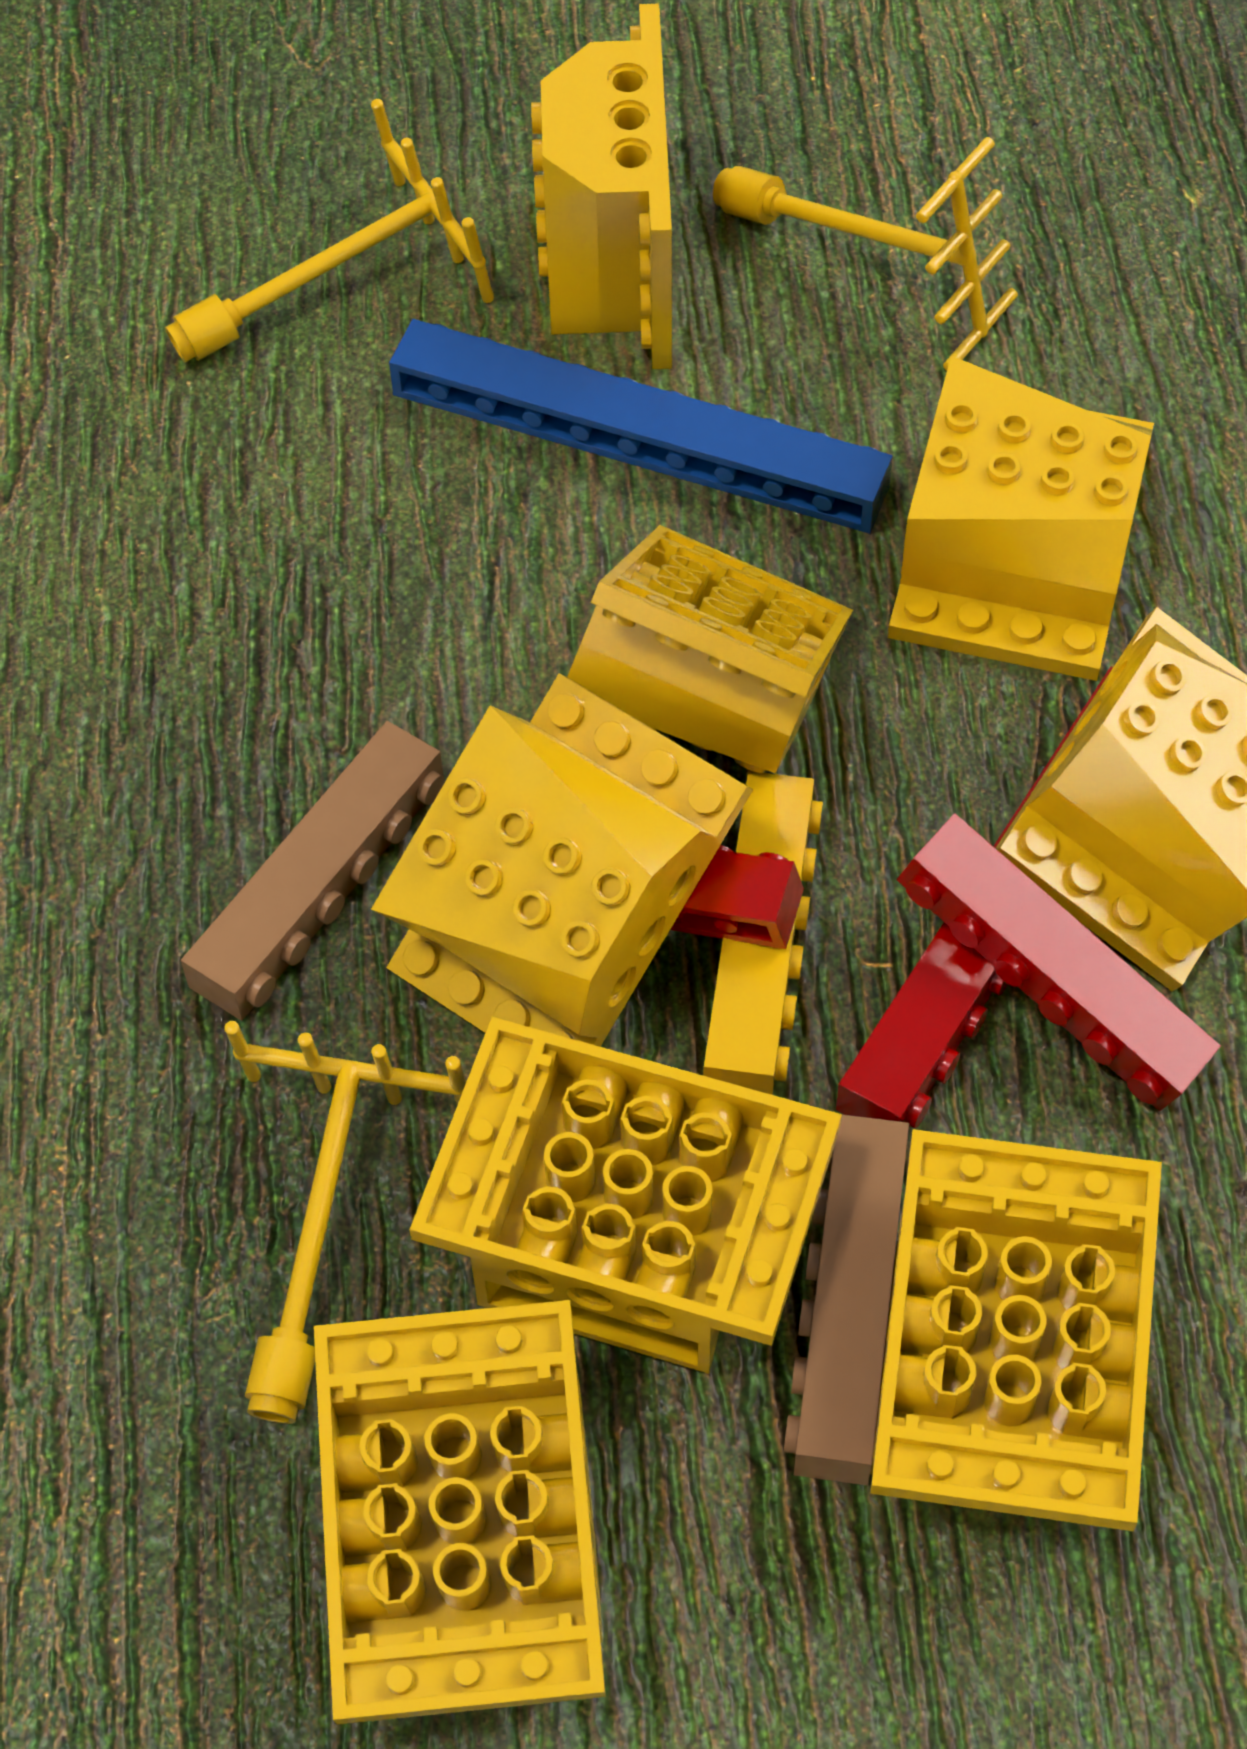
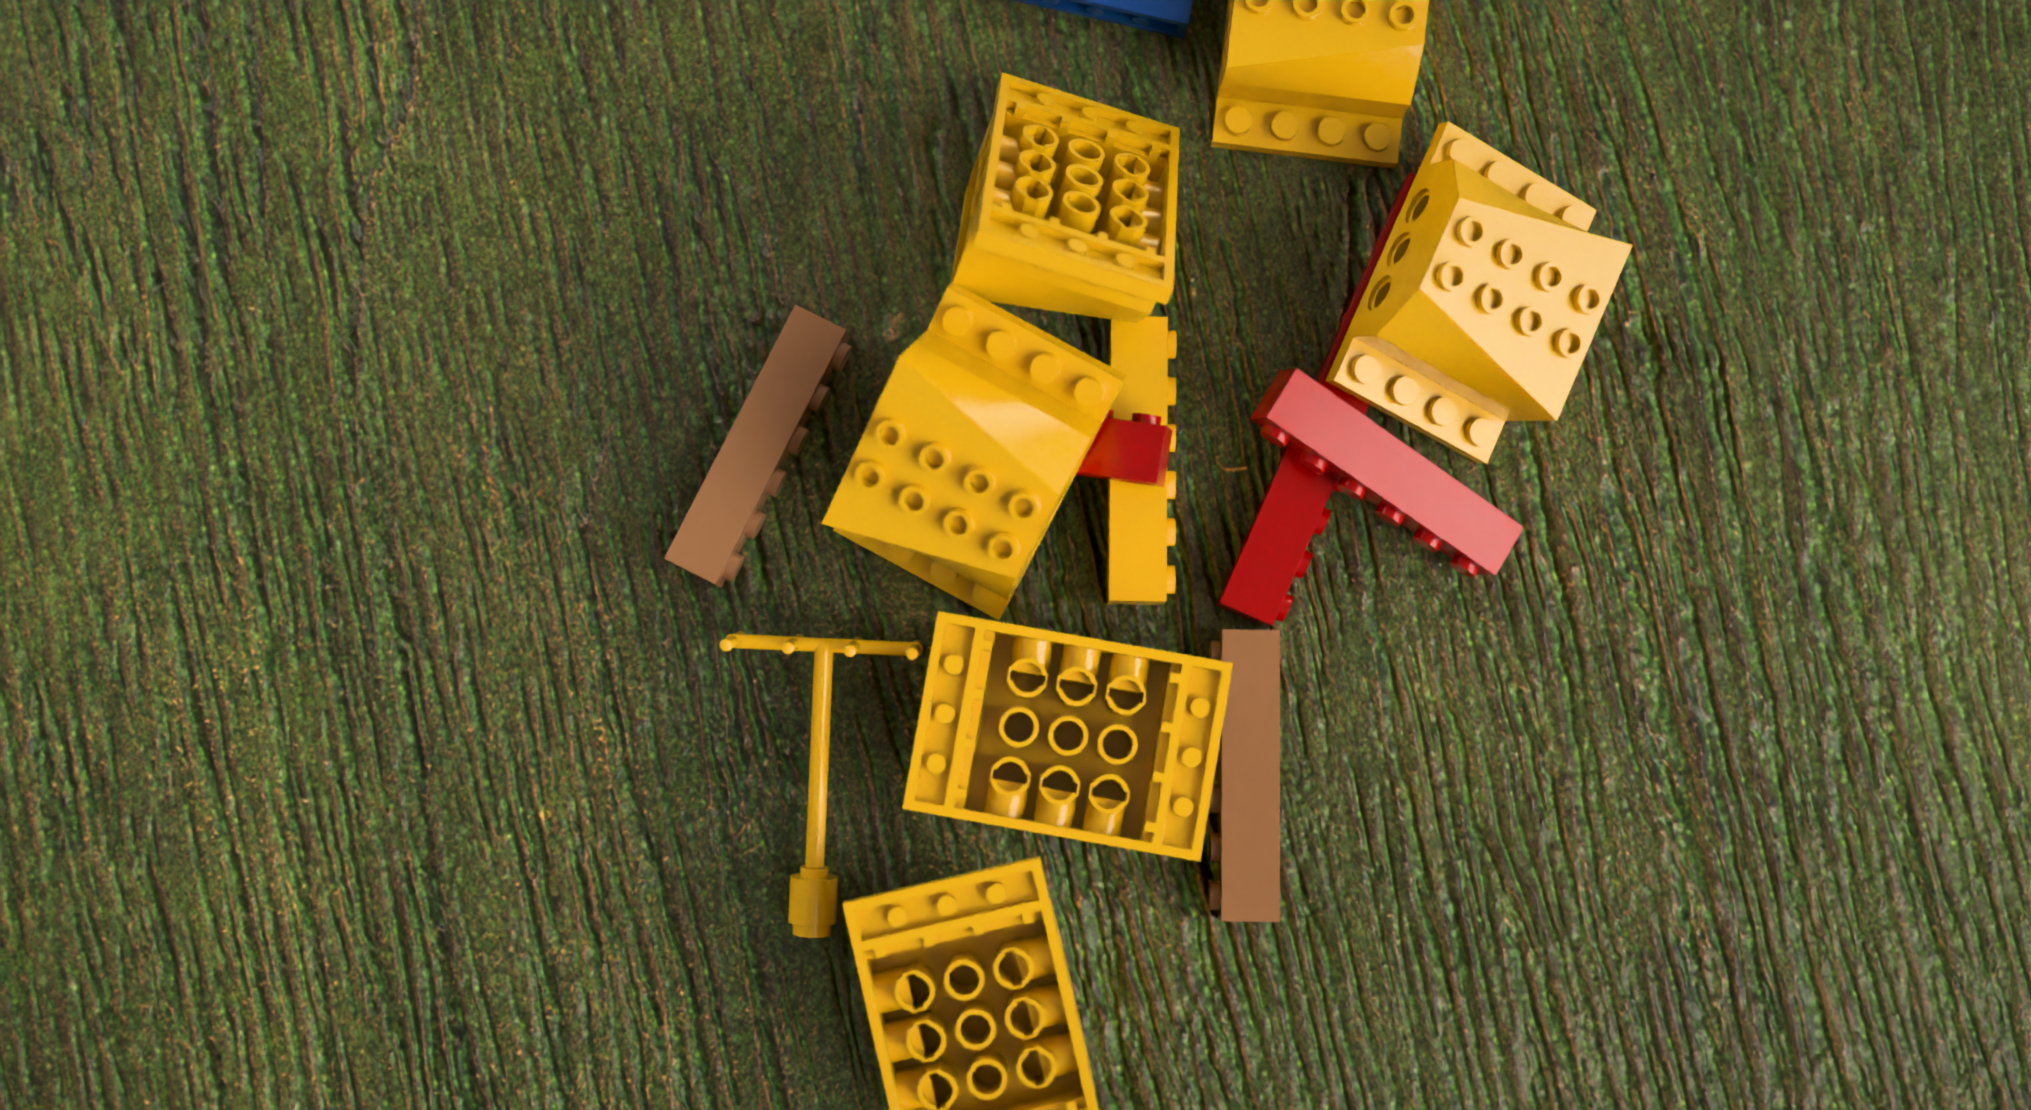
camera: 10 degrees left, 25 degrees up
(1019, 1331) = (1386, 822): yellow wedge -> none

